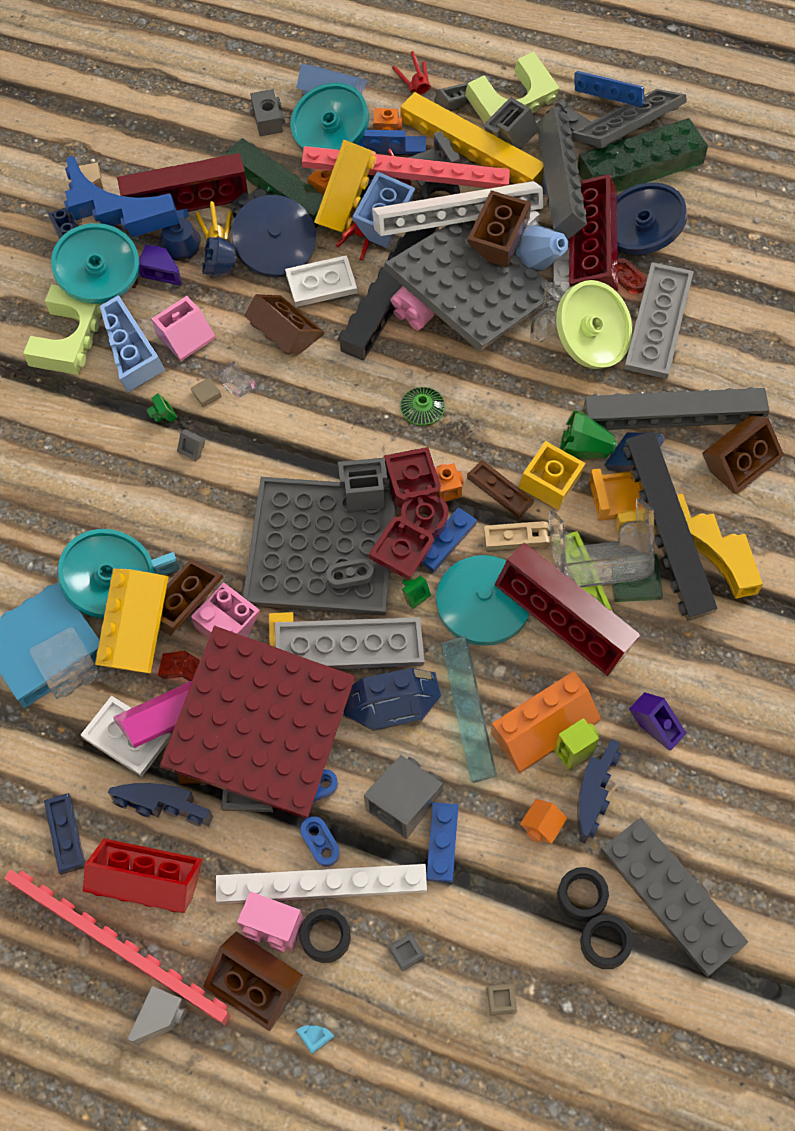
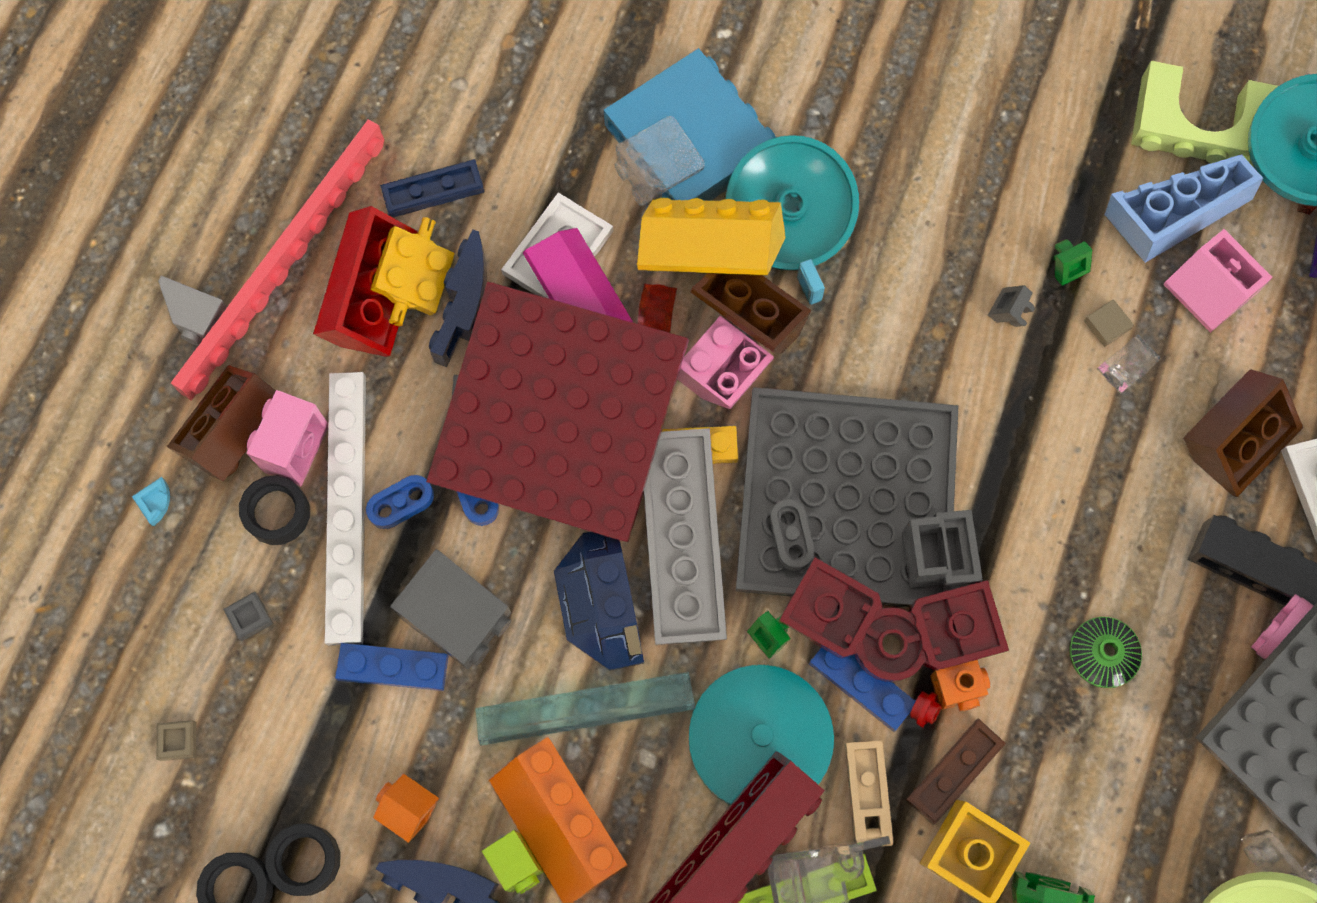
camera: 90 degrees right, 10 degrees up
(136, 839) = (412, 271): none -> yellow plate
(462, 501) = (926, 709): none -> red plate

